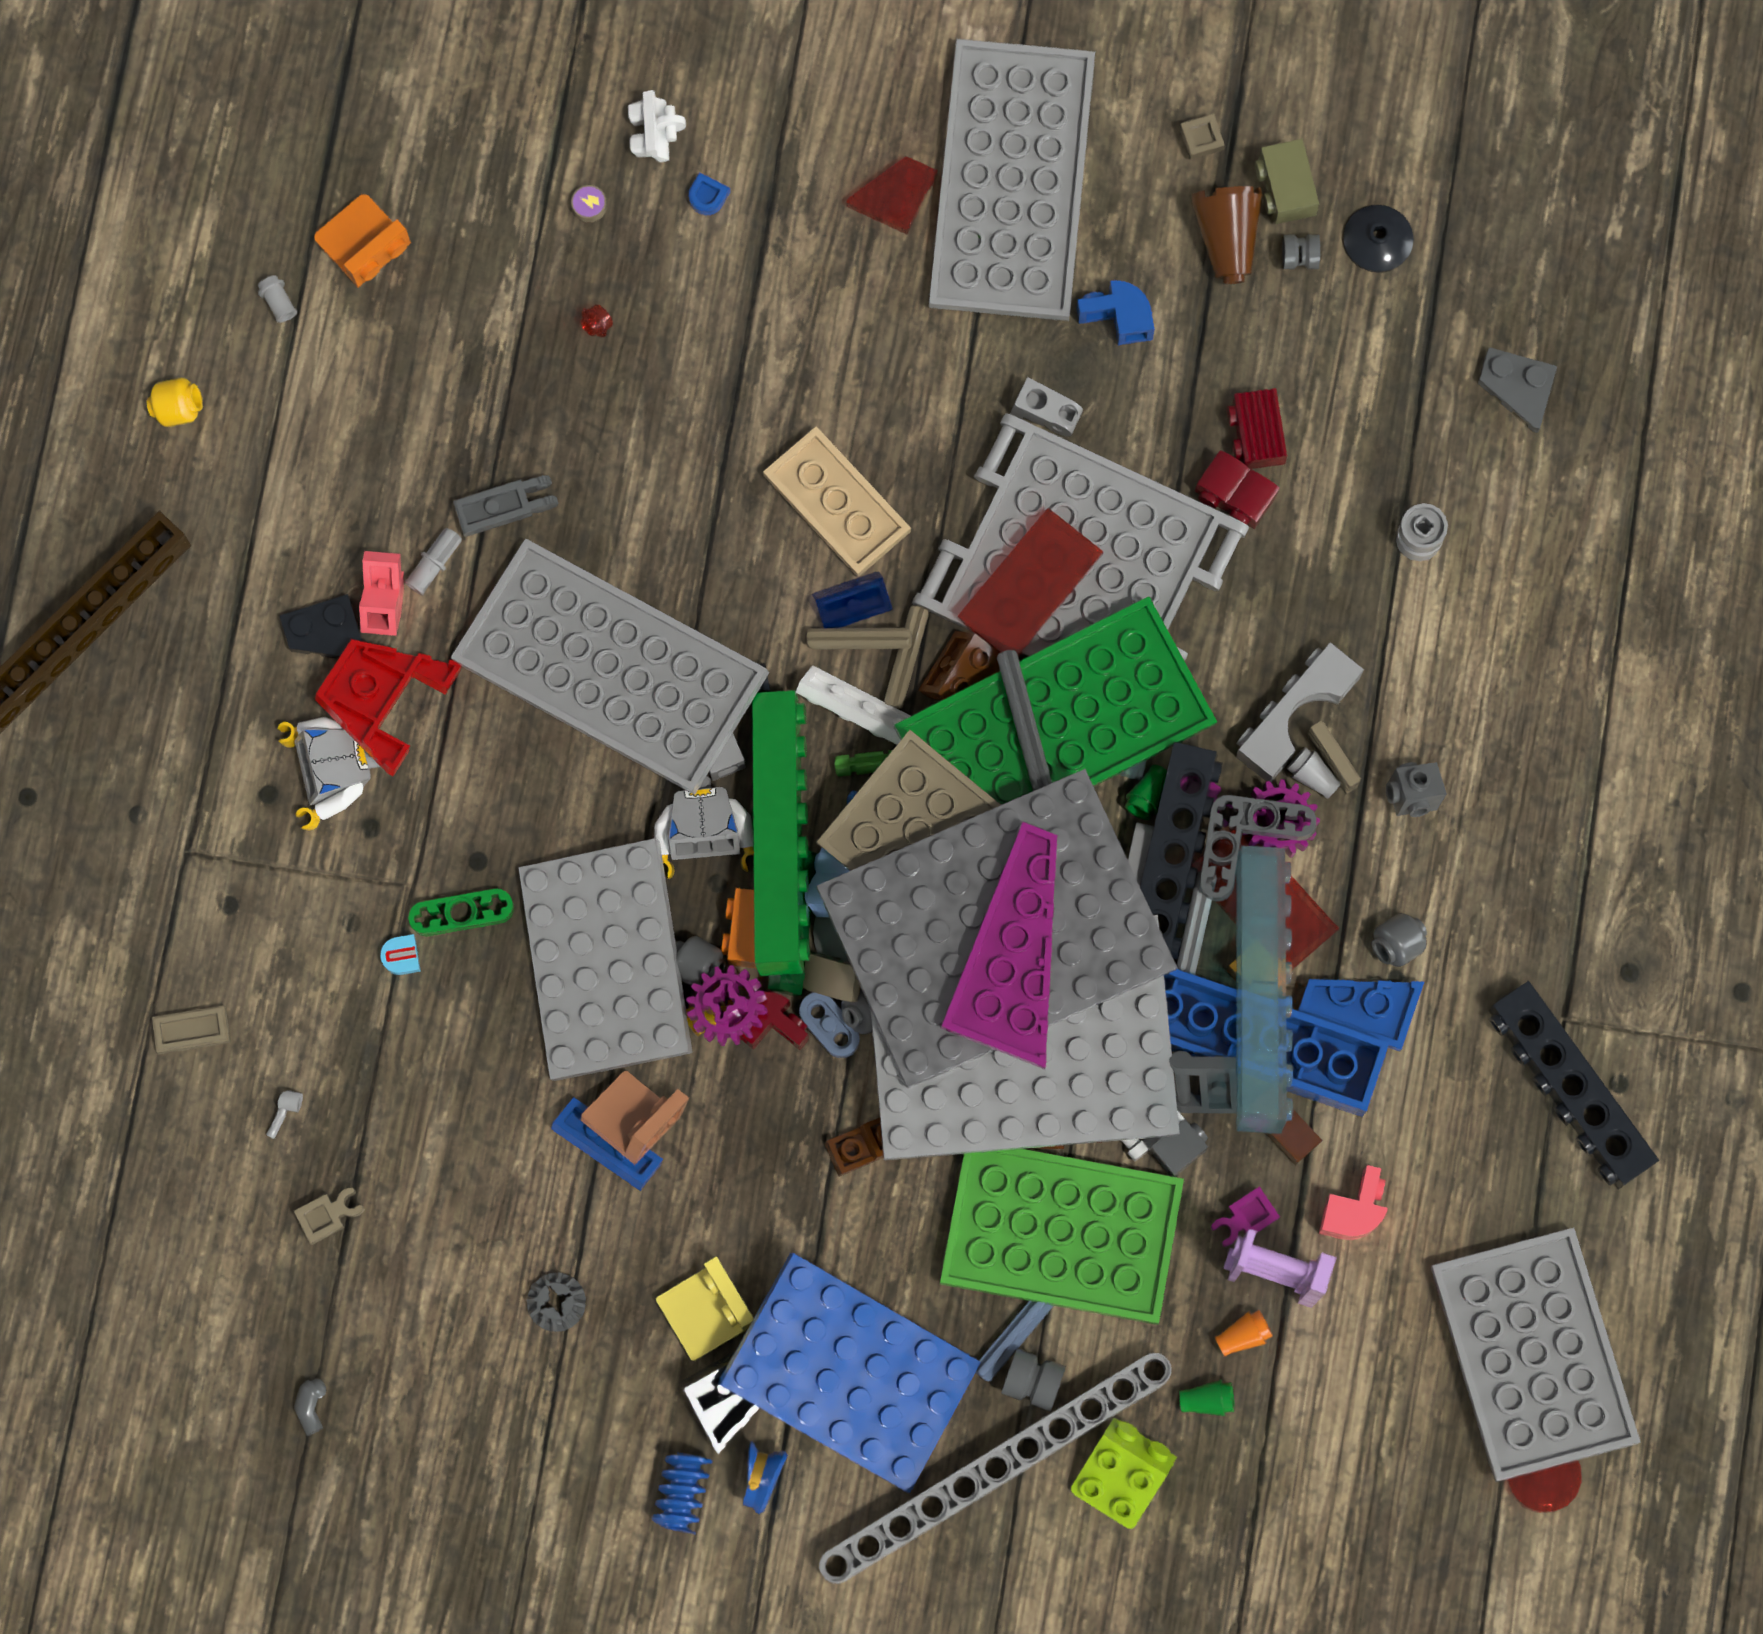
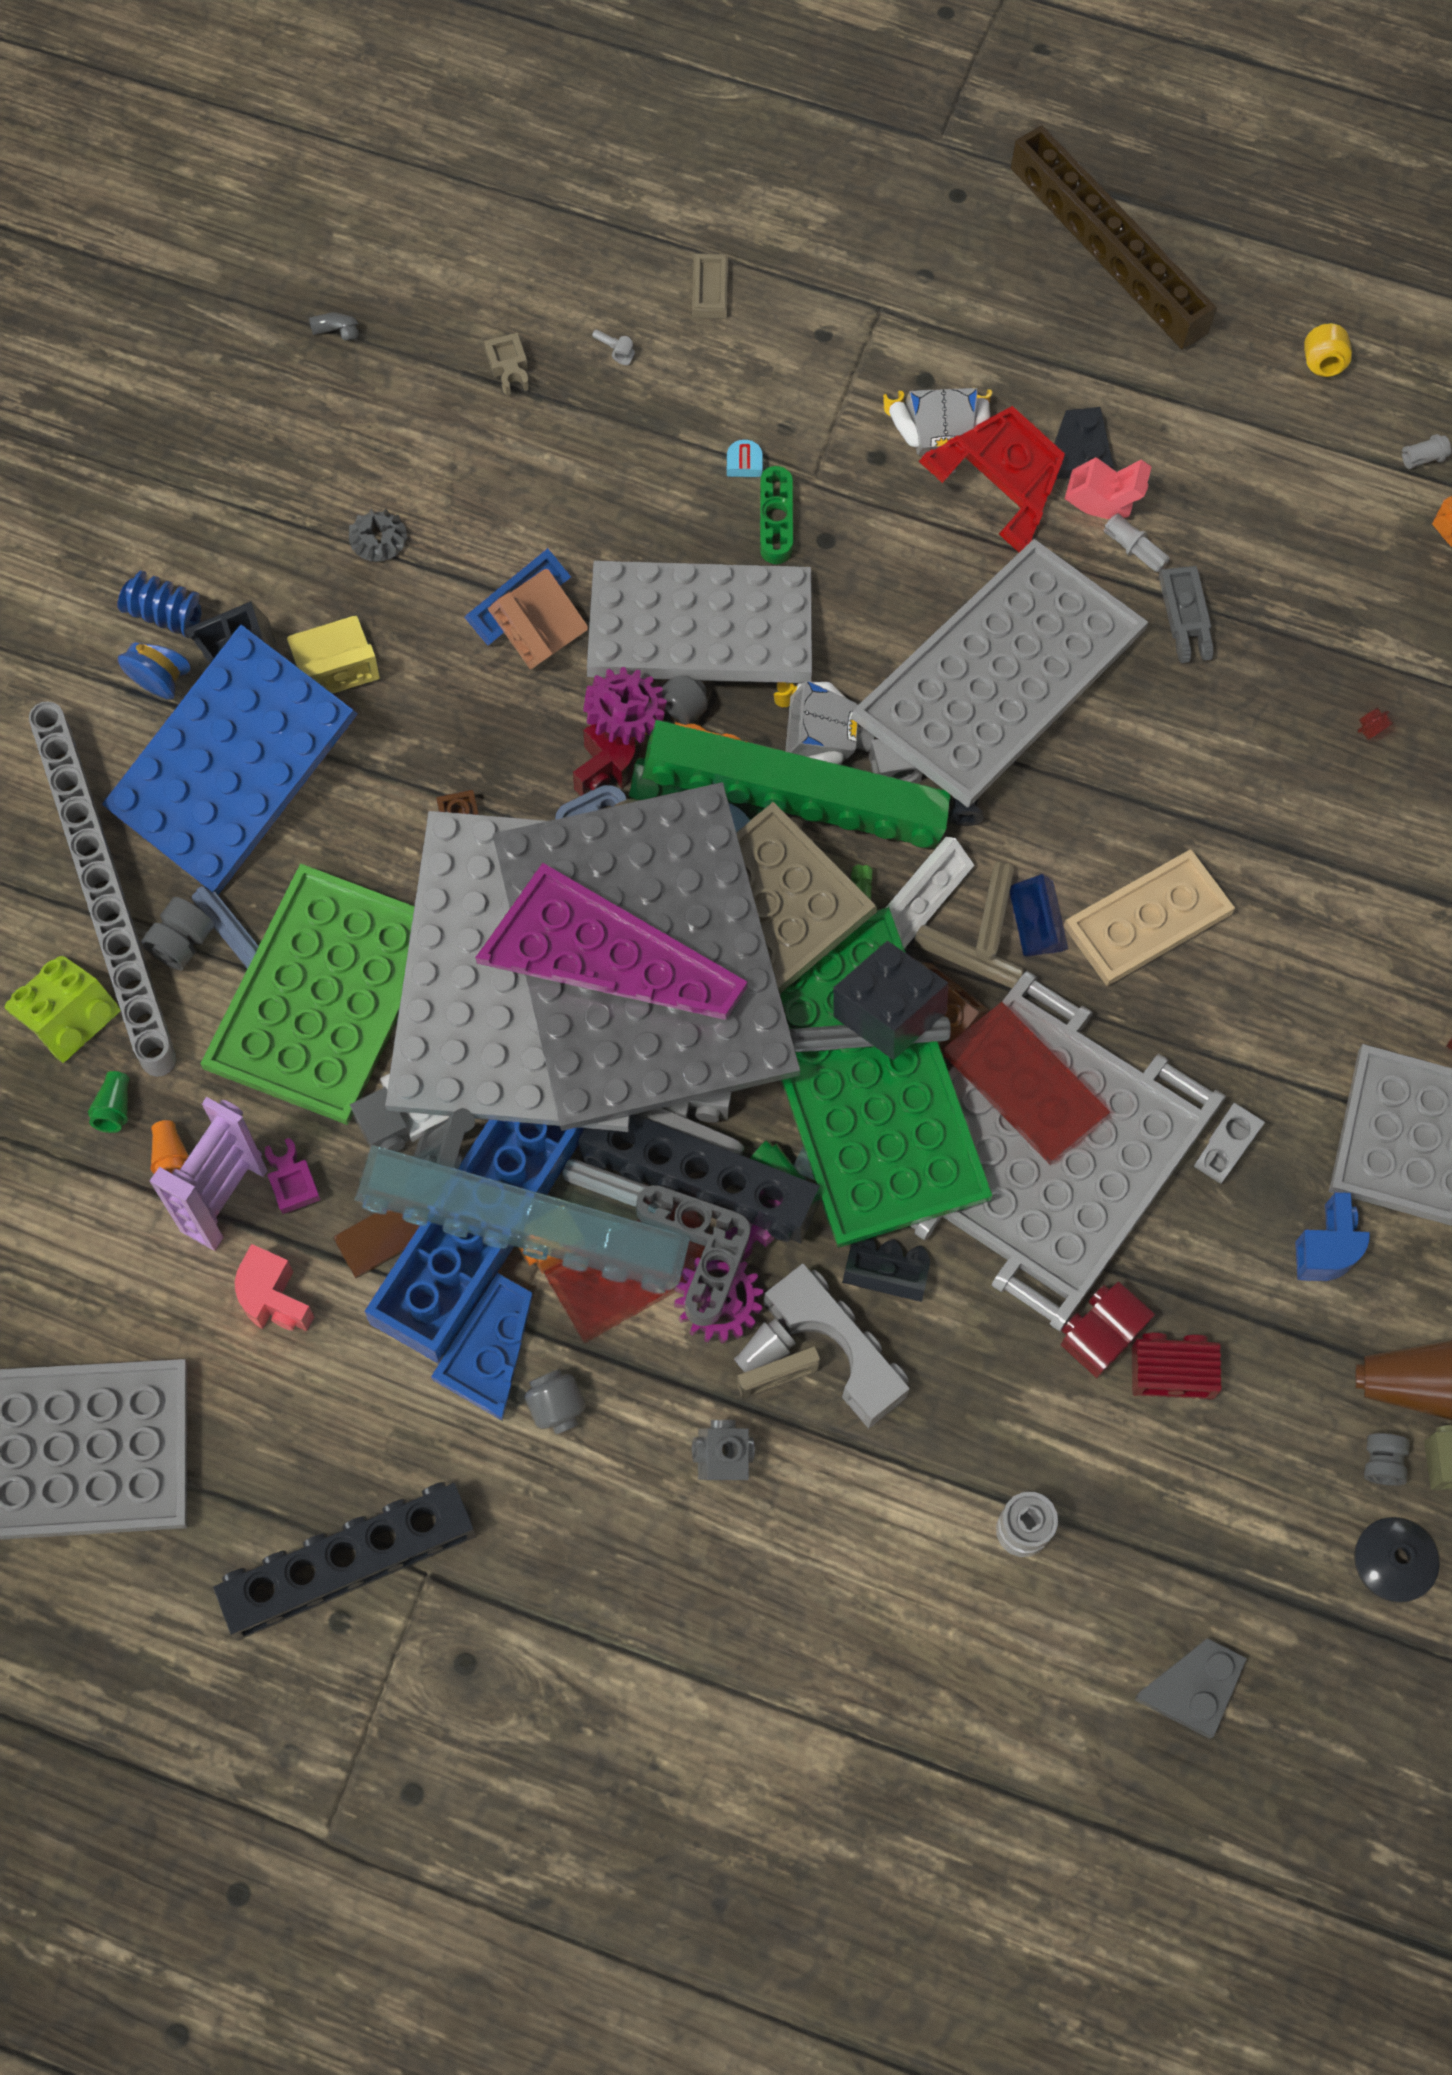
camera: 95 degrees right, 10 degrees down
(1000, 702) = (890, 1000): none -> black brick
(1223, 678) = (888, 1269): none -> black plate

